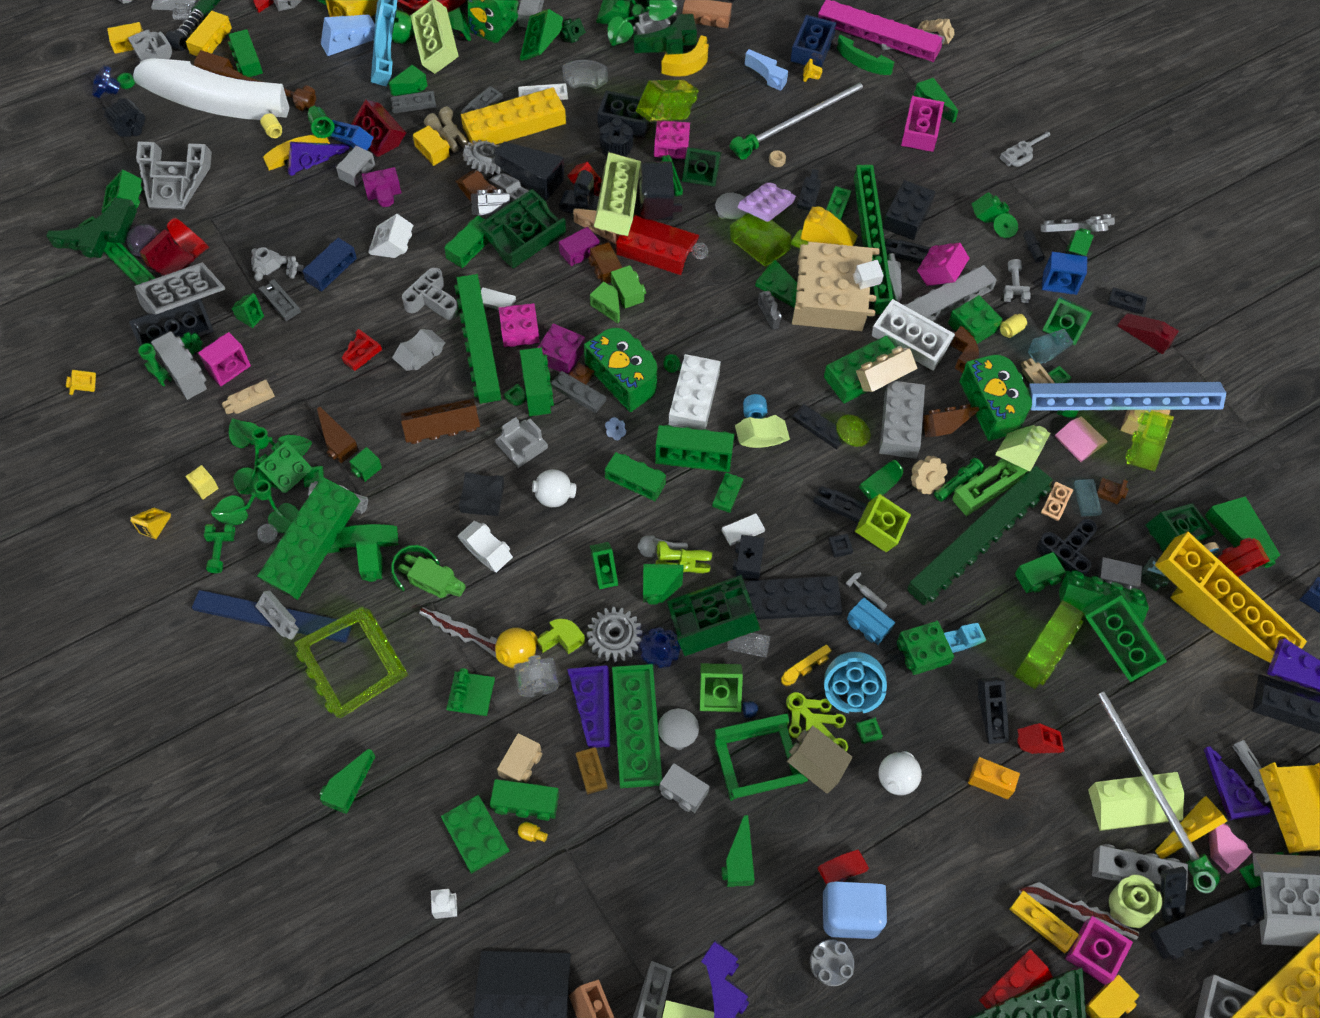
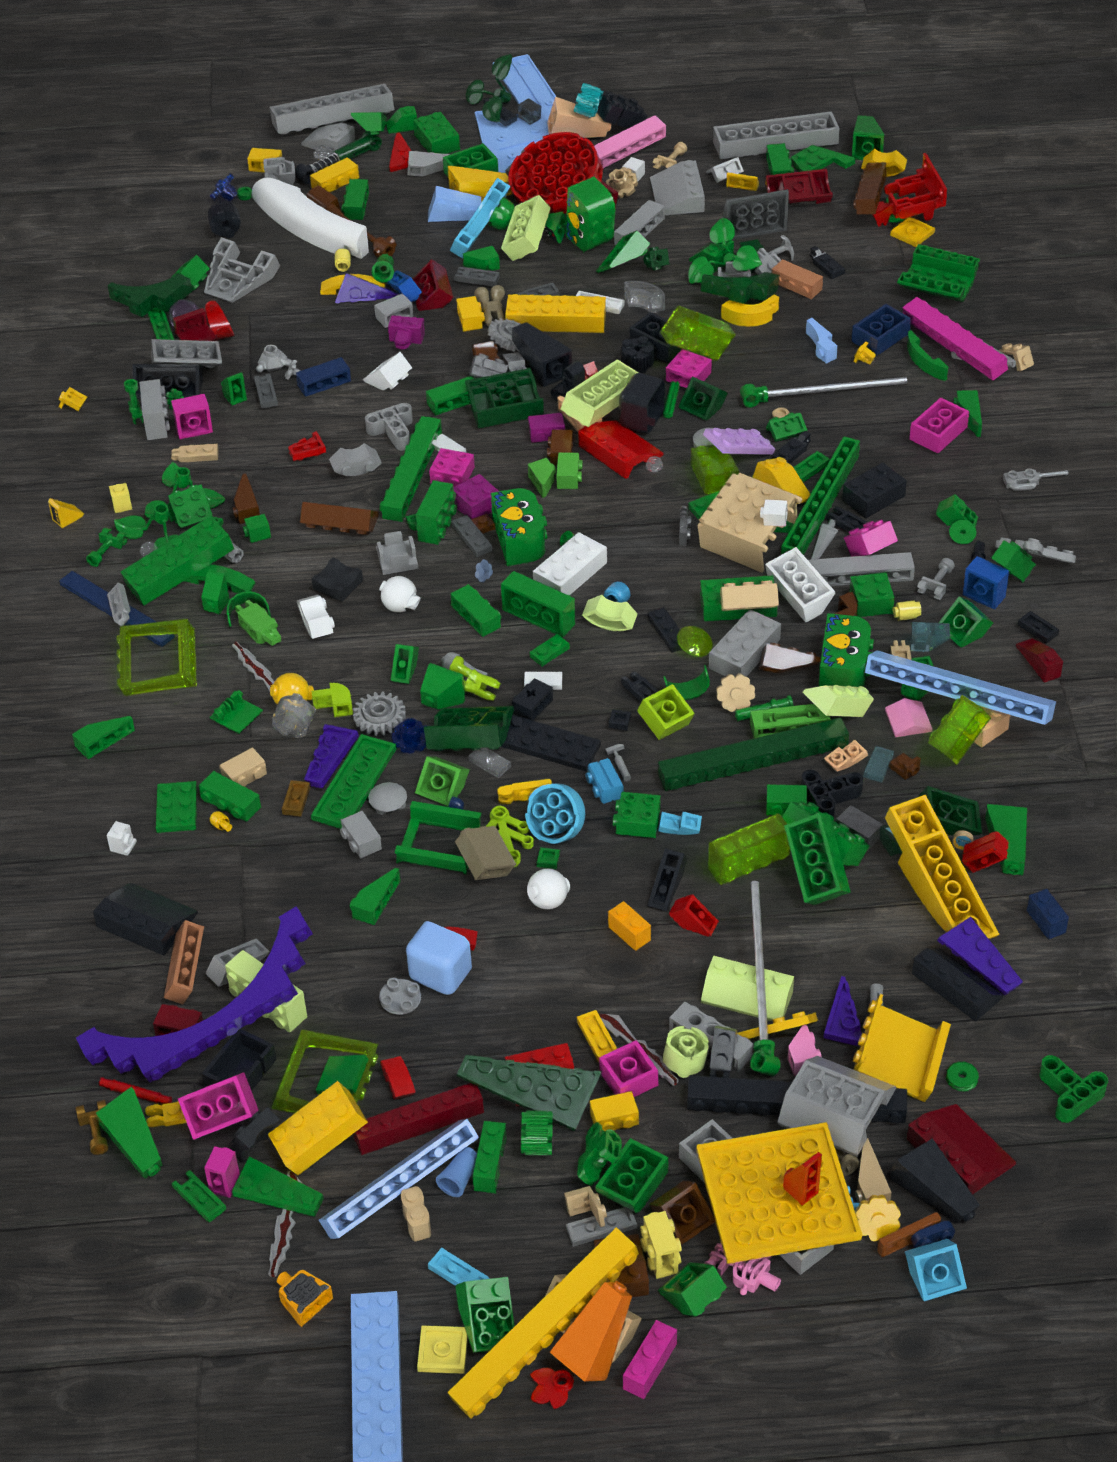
camera: 30 degrees right, 15 degrees down
(793, 169) = (786, 427): none -> green bracket

